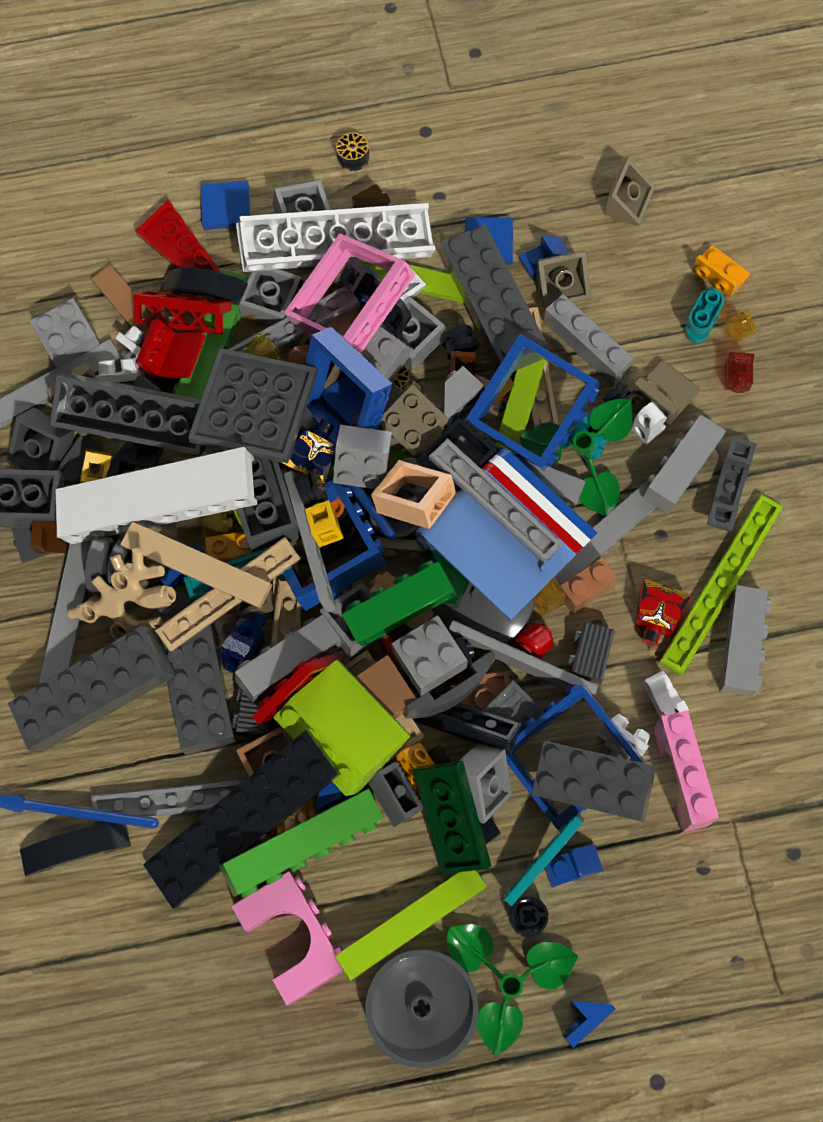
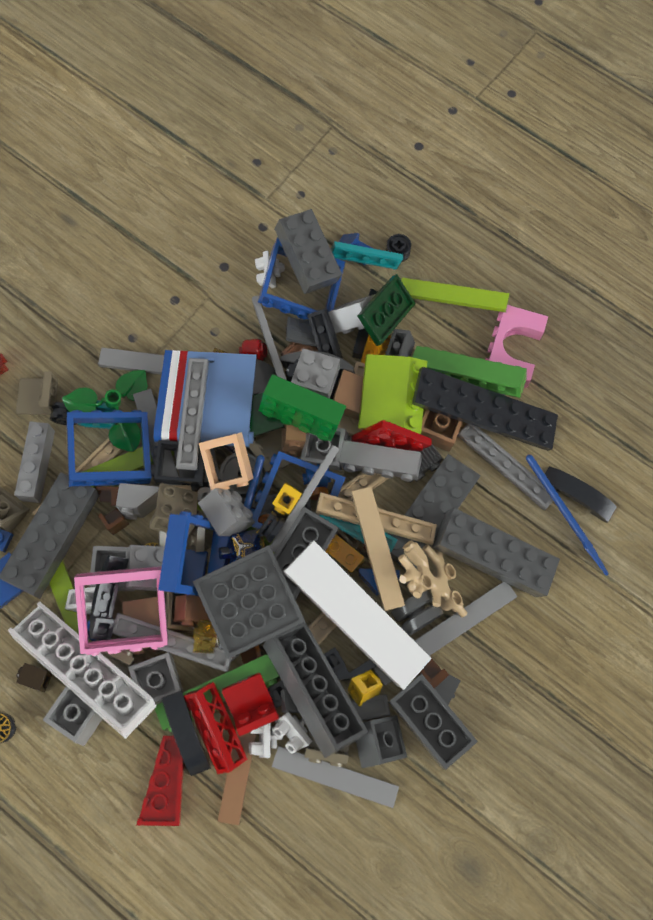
camera: 135 degrees left, 0 degrees up
(64, 332) = (294, 799): light grey brick -> none
(224, 204) = (108, 782): blue tile -> none
(243, 642) = (399, 496): clear blue torso -> none
(421, 1008) = (488, 258): dark grey dish -> none
(459, 339) = (96, 534): black wheel -> none
(499, 1023) = (459, 225): green plant -> none
(588, 585) = (194, 342): nougat brick -> none
(592, 652) = (234, 318): dark grey brick -> none
(593, 1014) = (419, 186): blue slope -> none
(651, 422) = (65, 383): white leg -> none
(659, 610) = (180, 303): torso -> none
(663, 695) = (228, 266): white leg -> none
(684, 464) = (79, 349): light grey brick -> none
(696, 803) = (272, 207): bright pink arch -> none
(720, 585) = (136, 287): lime tile -> none
(731, 484) = (72, 322): dark grey slope -> none
(744, 641) = (162, 251): light grey brick -> none

